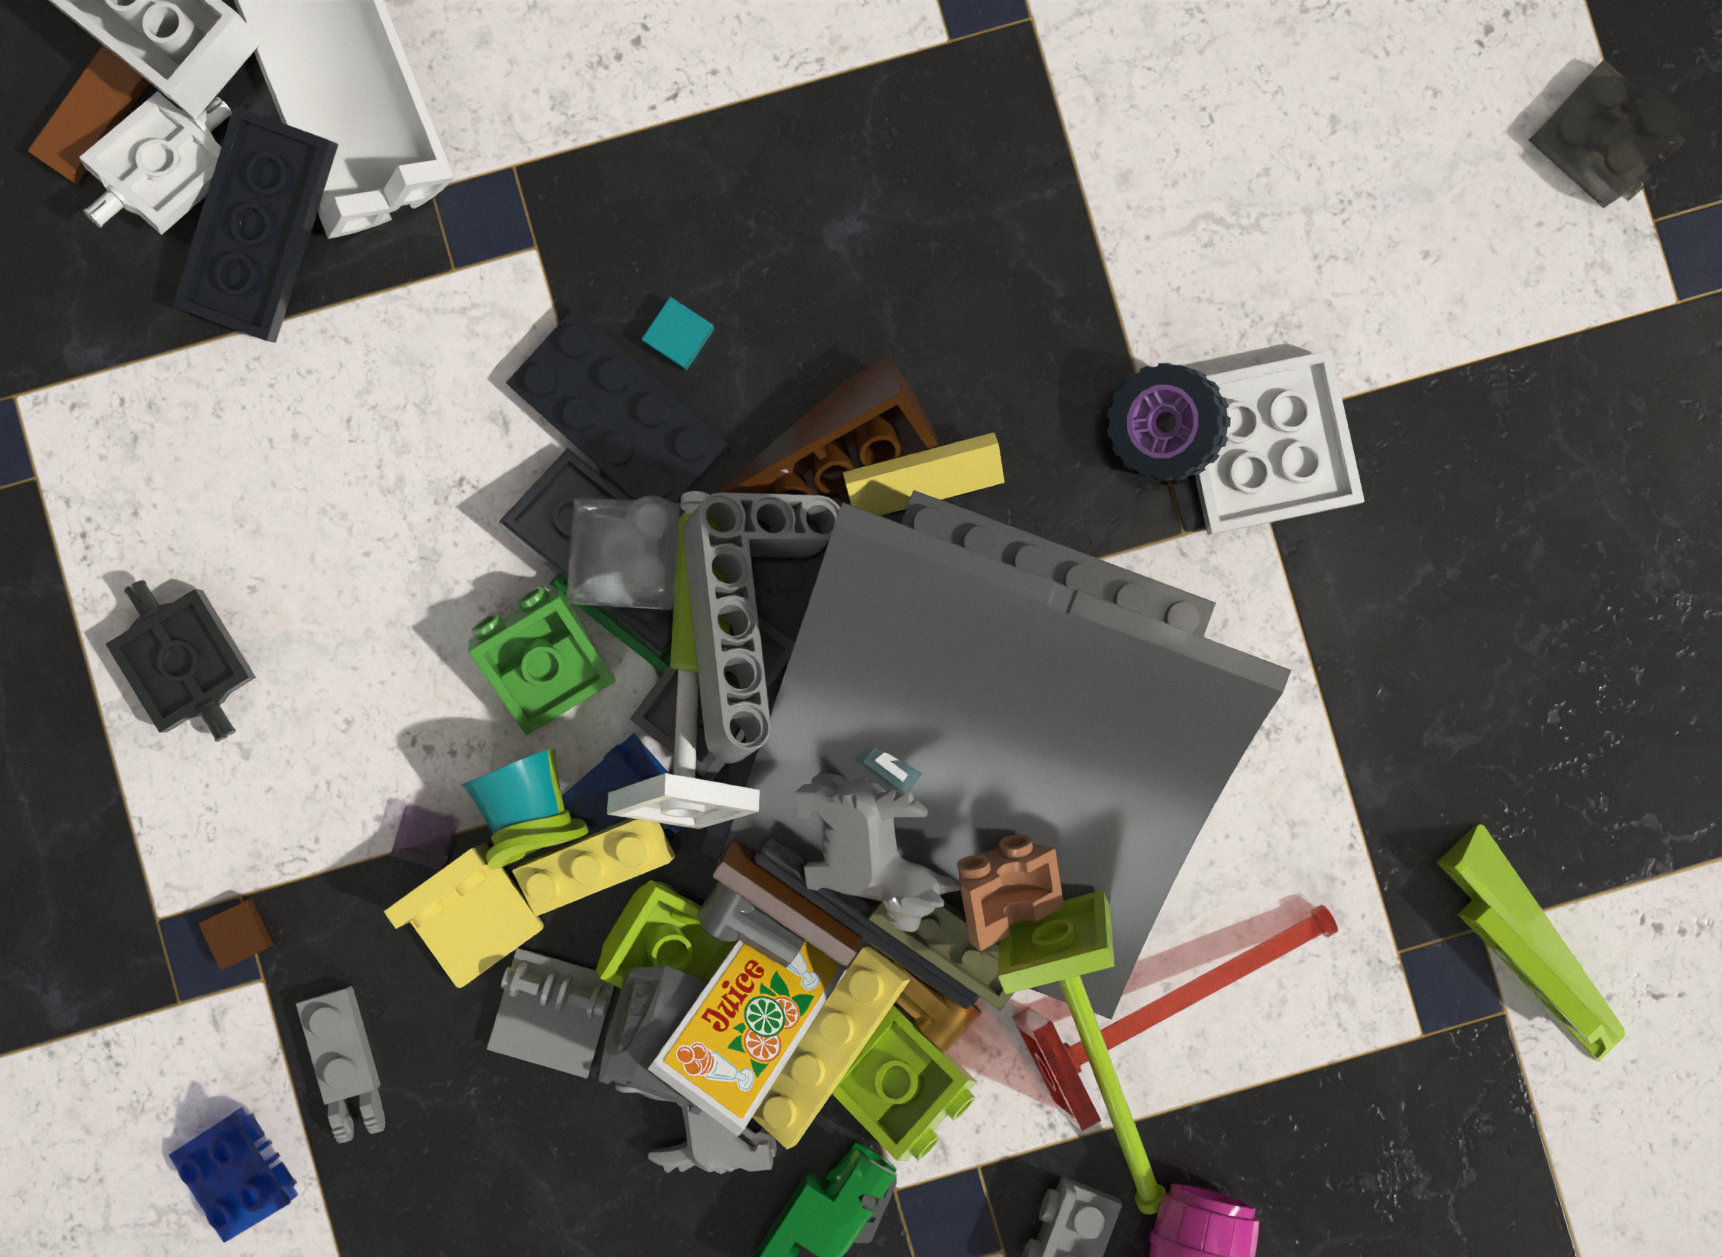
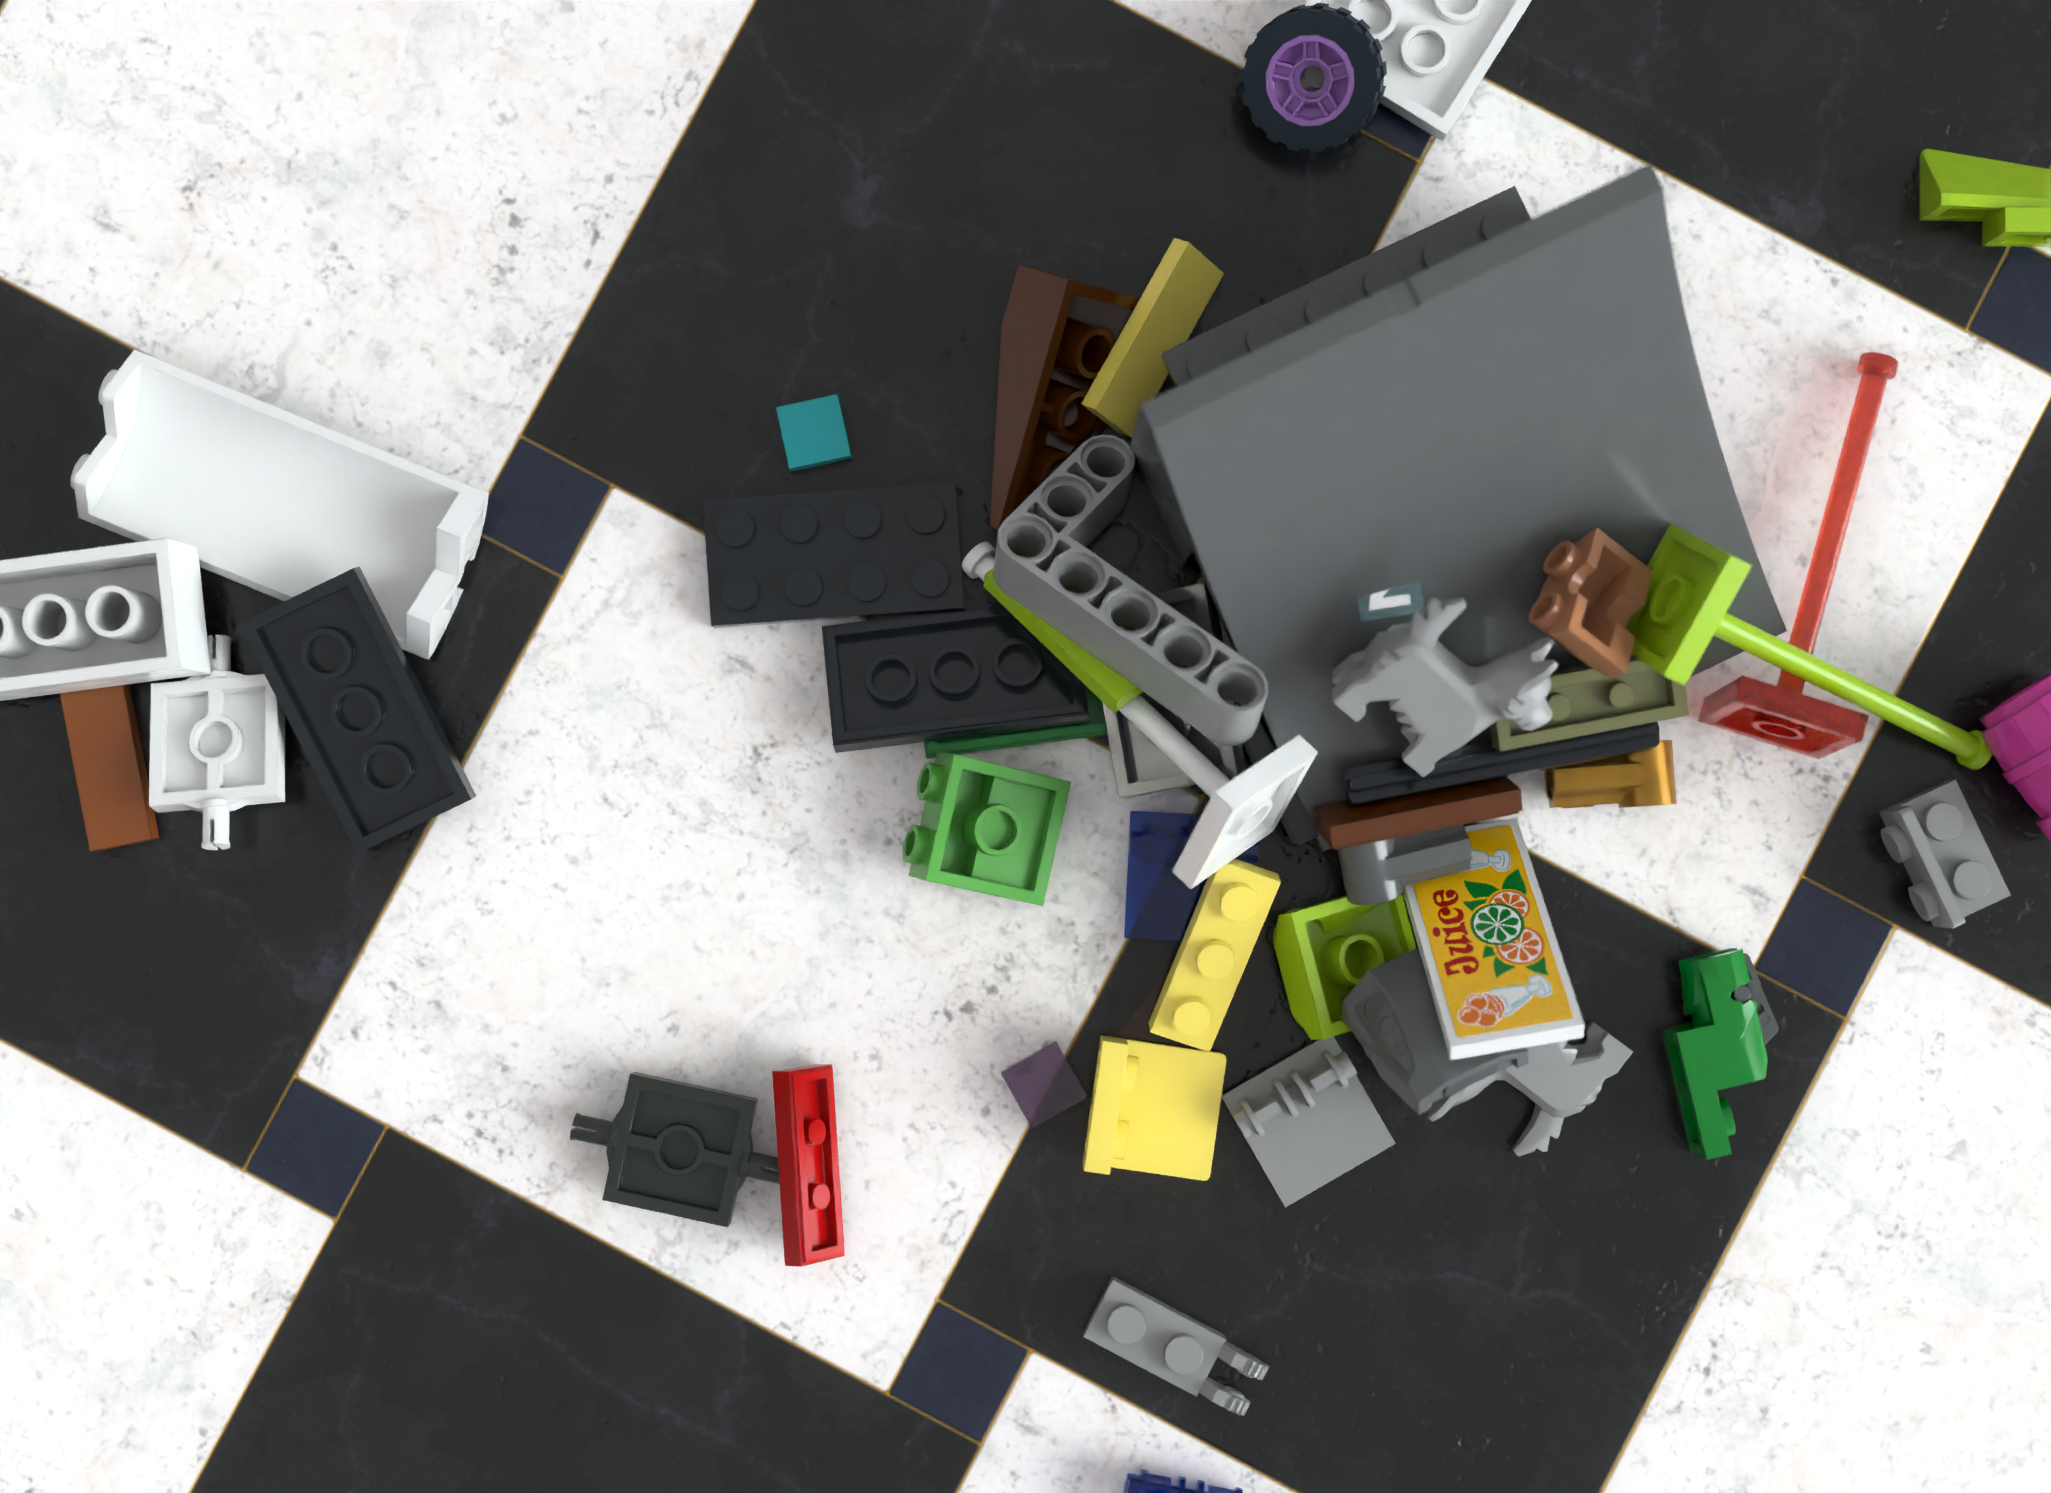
camera: 40 degrees left, 0 degrees up
(236, 934) = (969, 1333): reddish brown tile -> none
(242, 744) = (808, 1164): none -> red tile
(524, 808) = (1109, 965): hat -> none
(623, 553) = (969, 661): clear slope -> none
(830, 1045) = (1575, 891): light yellow plate -> none
(904, 1087) = (1668, 871): lime plate -> none

